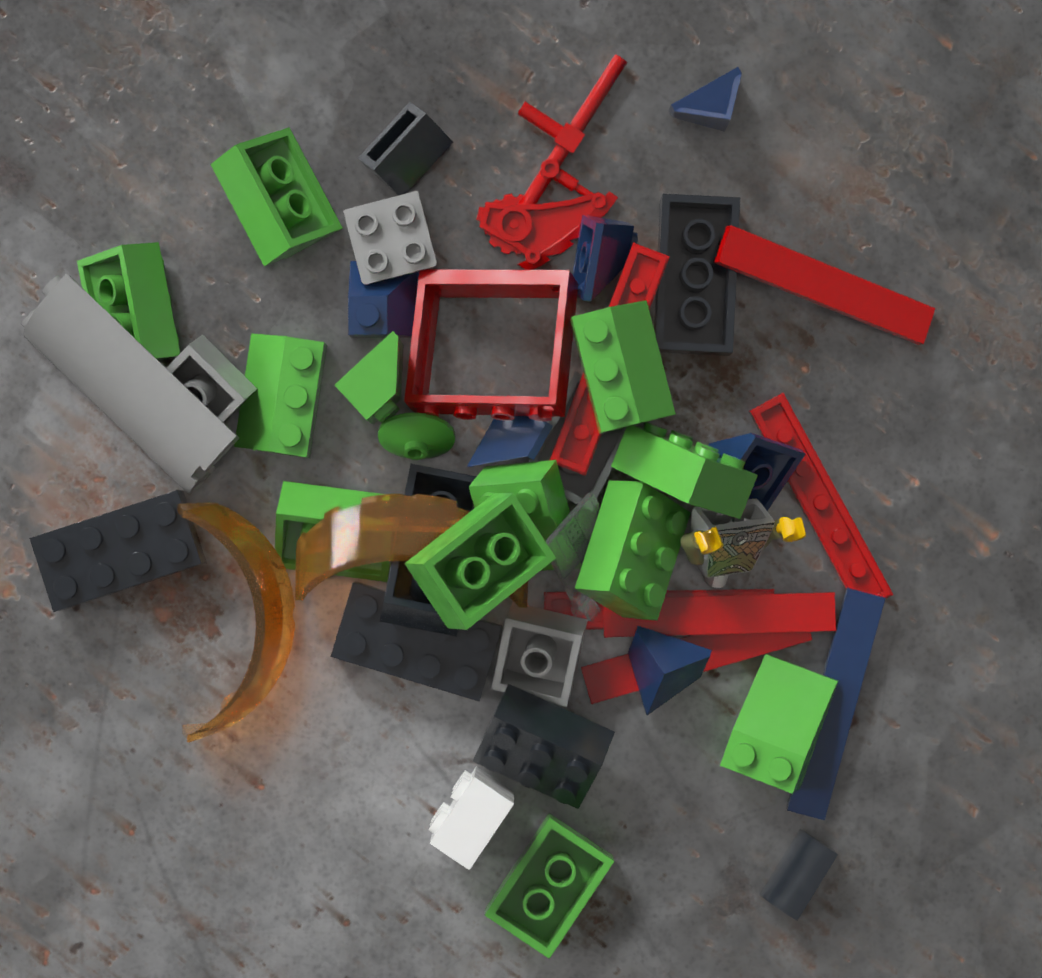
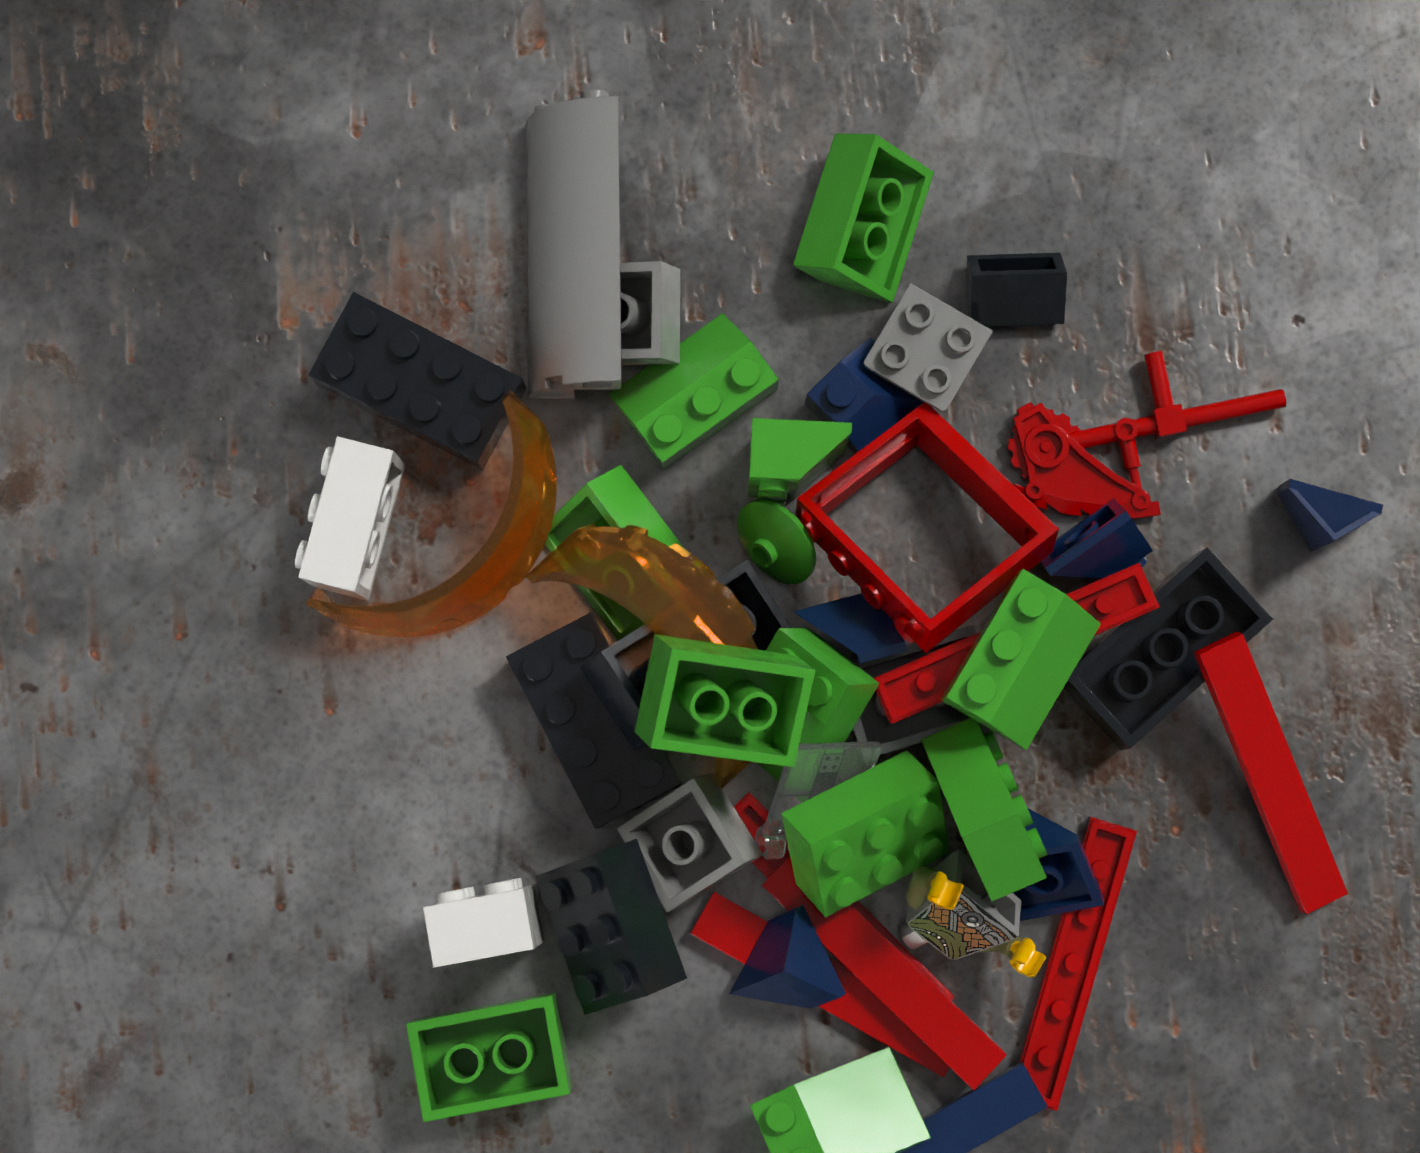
camera: 50 degrees right, 5 degrees down
(134, 291) = (659, 174): bright green slope -> none
(161, 668) = (350, 518): none -> white brick

